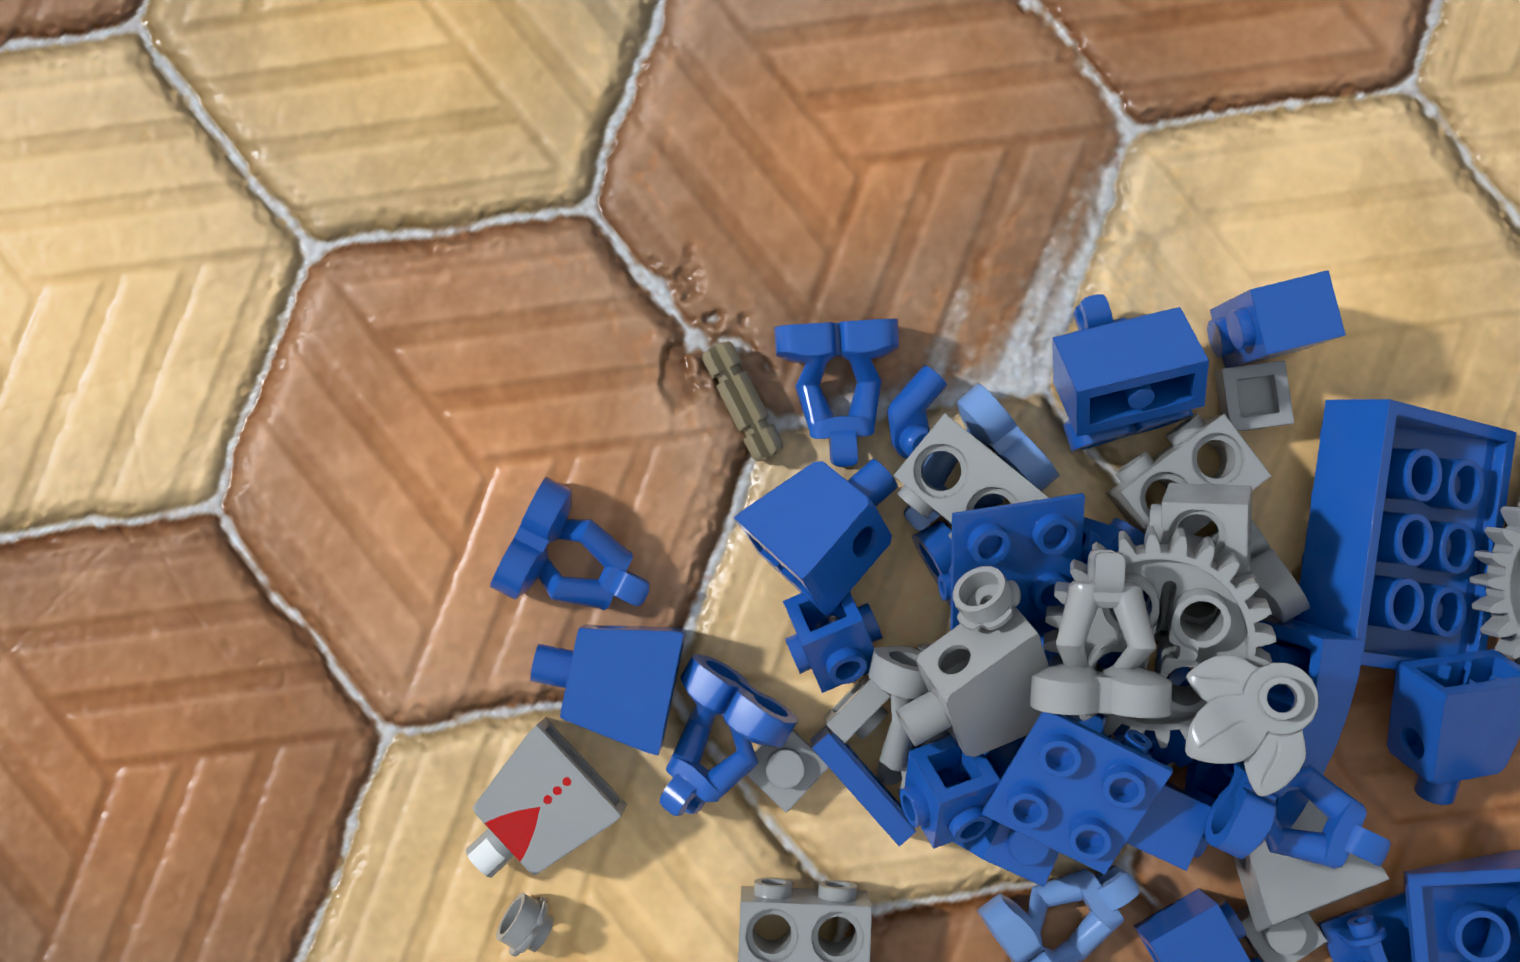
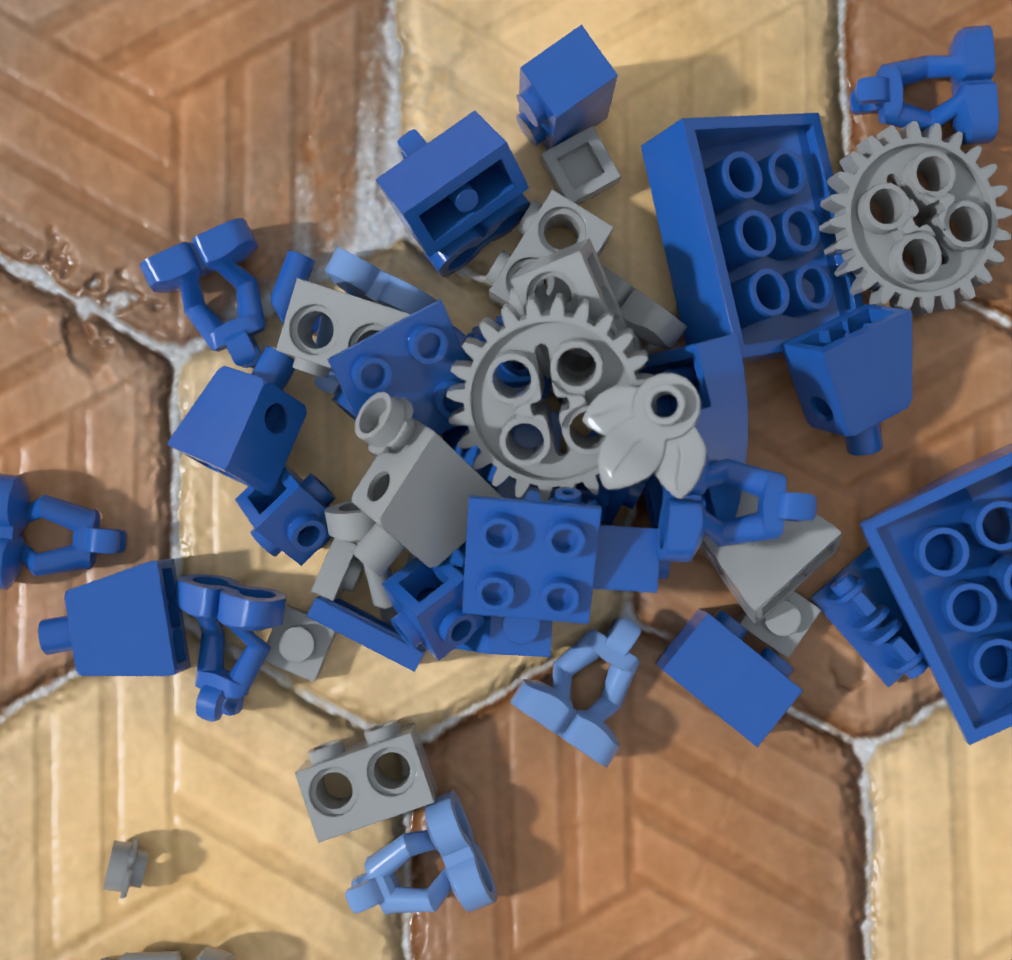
camera: 20 degrees left, 0 degrees up
(541, 805) = (95, 756): light grey torso -> none
(742, 401) = (142, 342): dark tan axle -> none
(1122, 688) = (490, 464): light grey piece -> none

